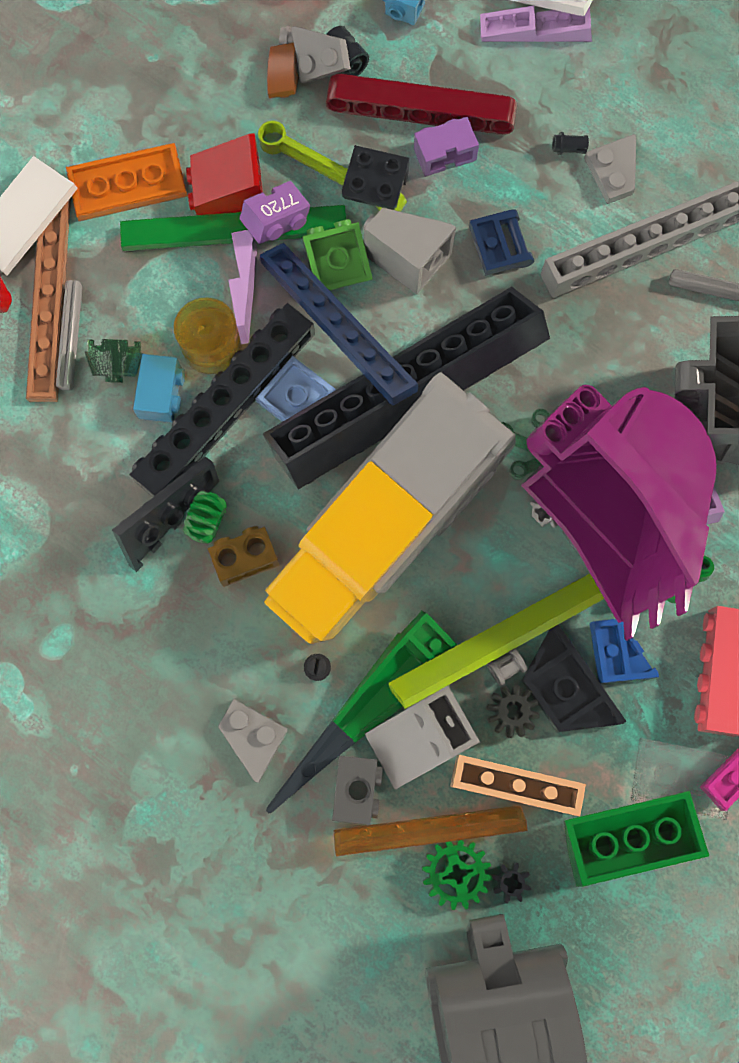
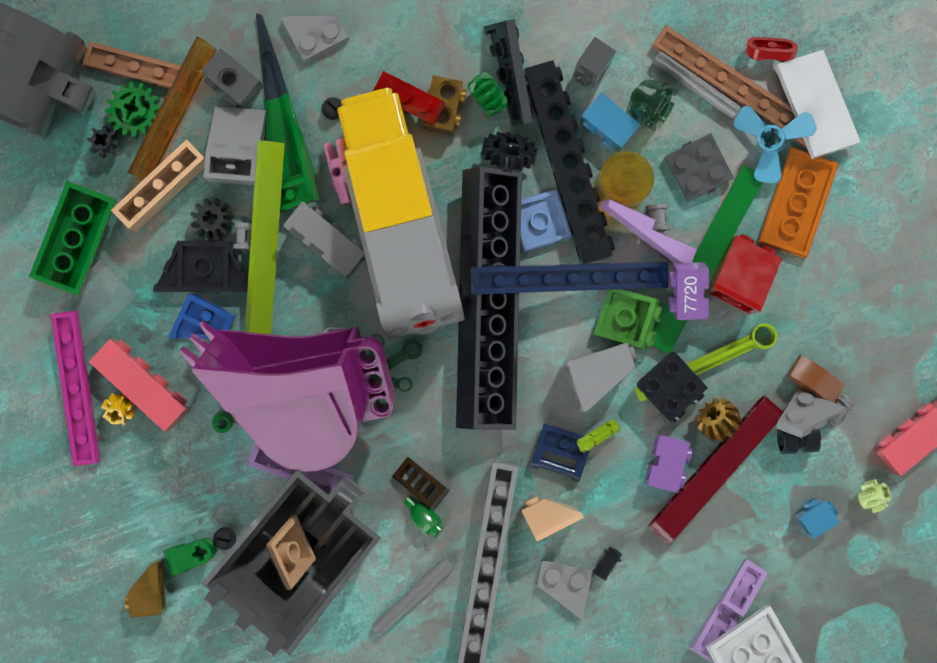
camera: 120 degrees right, 10 degrees up
(53, 211) = (769, 167): none -> medium azure piece
(108, 433) = (593, 63): none -> dark grey brick
(149, 284) = (699, 167): none -> dark grey plate
(221, 289) = (658, 212): none -> light grey bush
(249, 459) = (509, 151): none -> black gear
(256, 577) = (412, 98): none -> red plate
(376, 112) = (718, 419): none -> pearl gold gear
(387, 605) = (336, 169): none -> bright pink hinge
(410, 909) = (130, 65): none -> nougat tile
(455, 580) = (325, 239): none -> light grey wedge
(464, 216) = (598, 435): none -> lime axle
(568, 208) = (548, 516): none -> light nougat slope
(624, 324) = (437, 497): none -> dark brown slope
(648, 323) = (424, 517): none -> green plant

